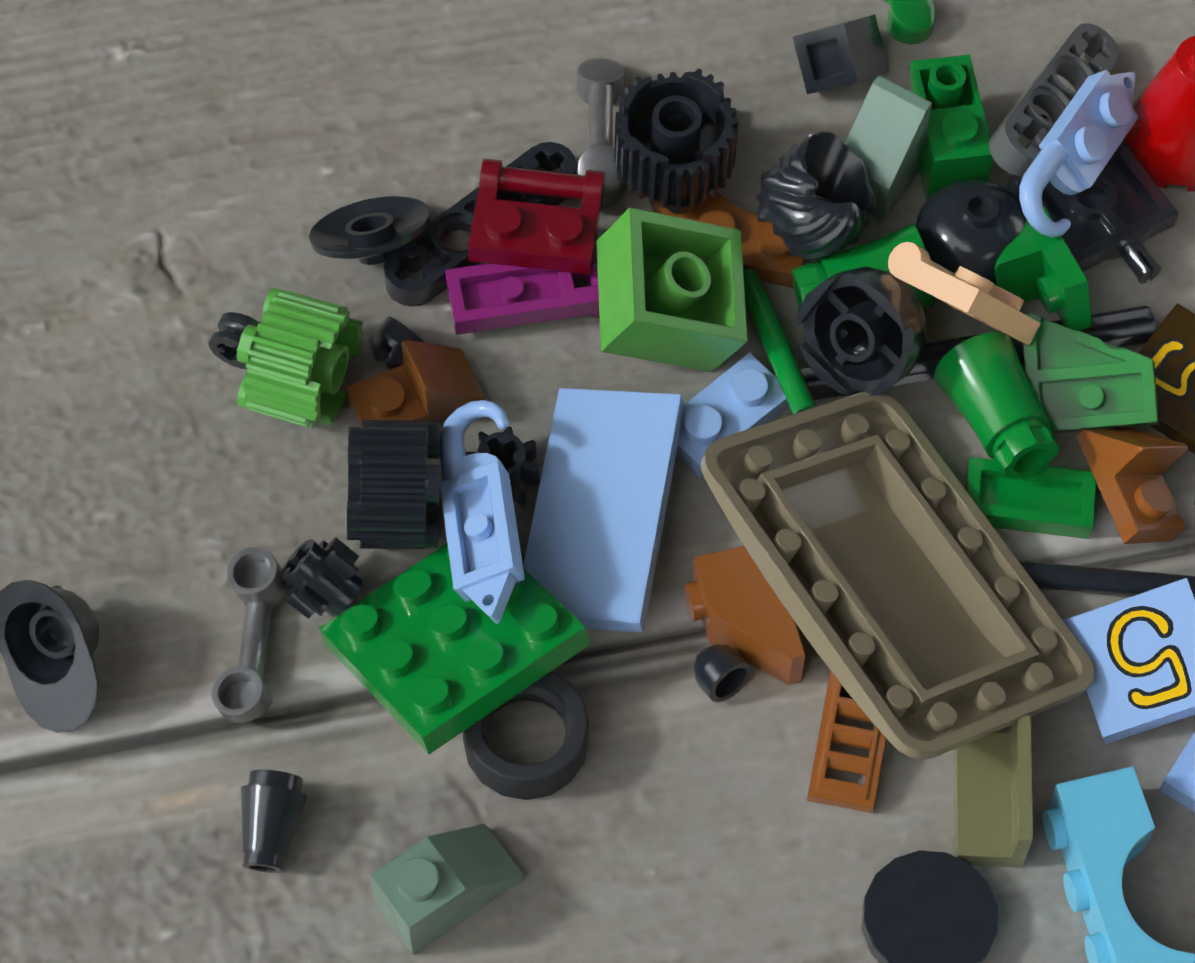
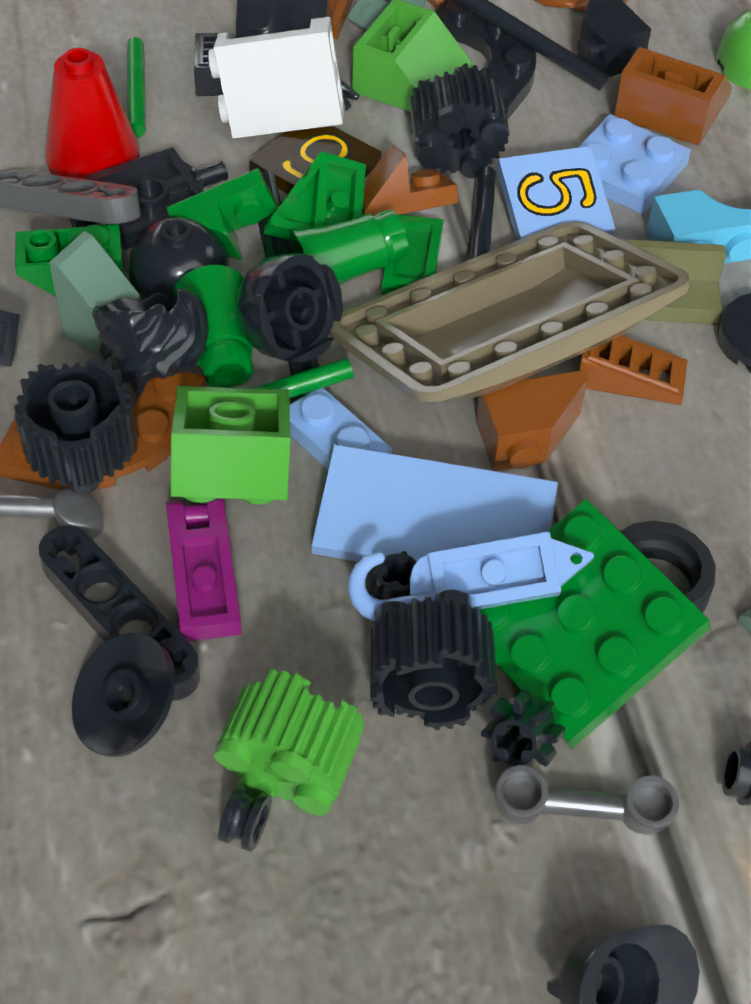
camera: 90 degrees left, 10 degrees down
(388, 342) = (252, 669): black hinge -> none
(424, 388) = (309, 648): dark orange slope -> none
(531, 232) = (150, 553): dark red plate -> none
(721, 672) = (583, 444): black hinge -> none
(963, 292) = (272, 228): light nougat plate -> none
(1079, 145) = (122, 169): light blue plate -> none

